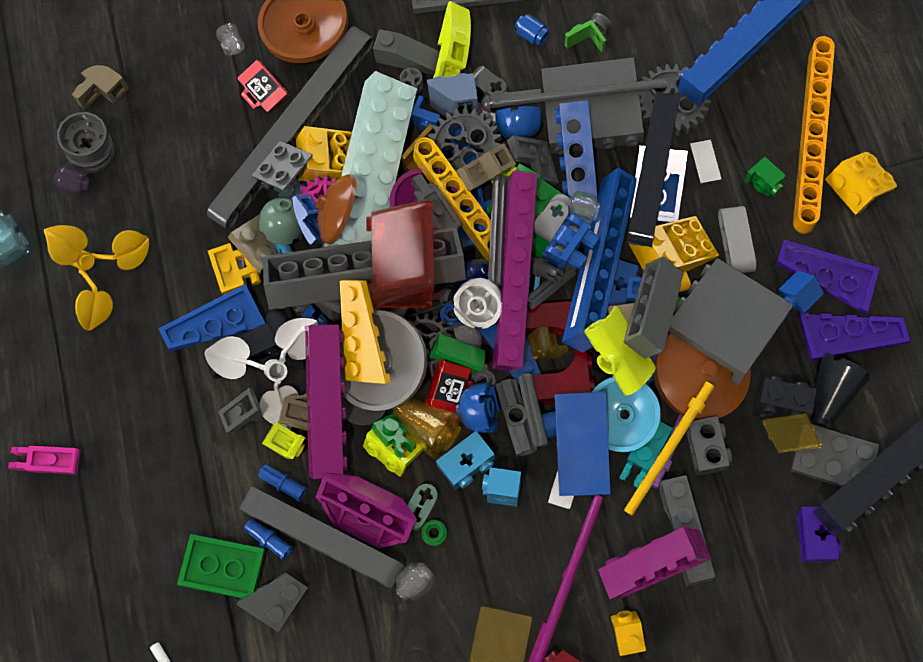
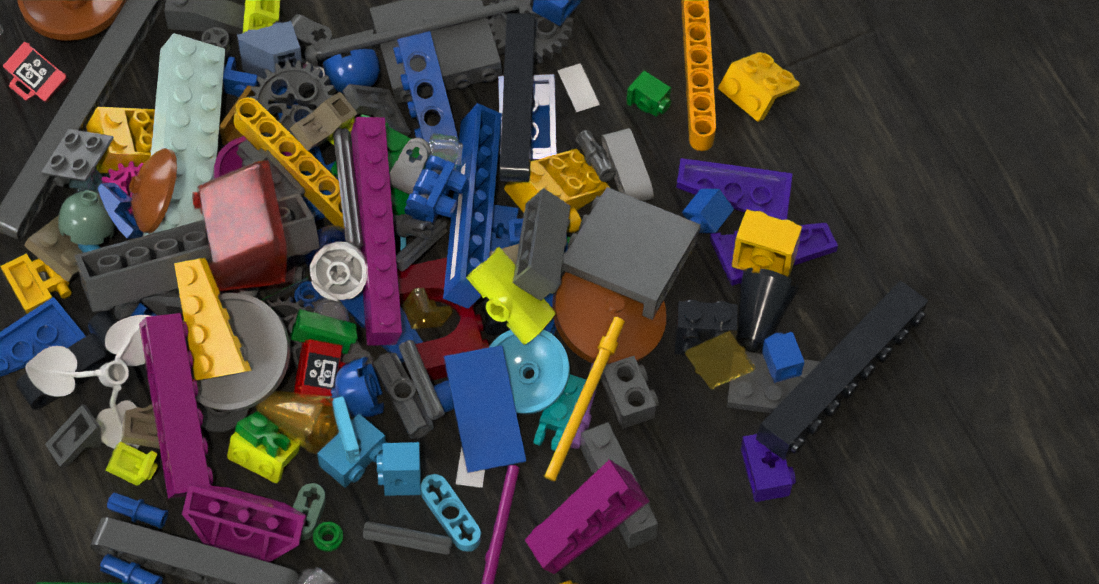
camera: 20 degrees left, 10 degrees down
(461, 444) = (346, 430): none -> medium azure tile
(500, 545) = (407, 537): none -> dark grey axle
(538, 508) = (450, 499): none -> medium azure beam
(711, 226) = (595, 155): none -> dark grey pin
(848, 440) = (783, 356): none -> blue brick
(850, 335) = (766, 243): none -> yellow brick

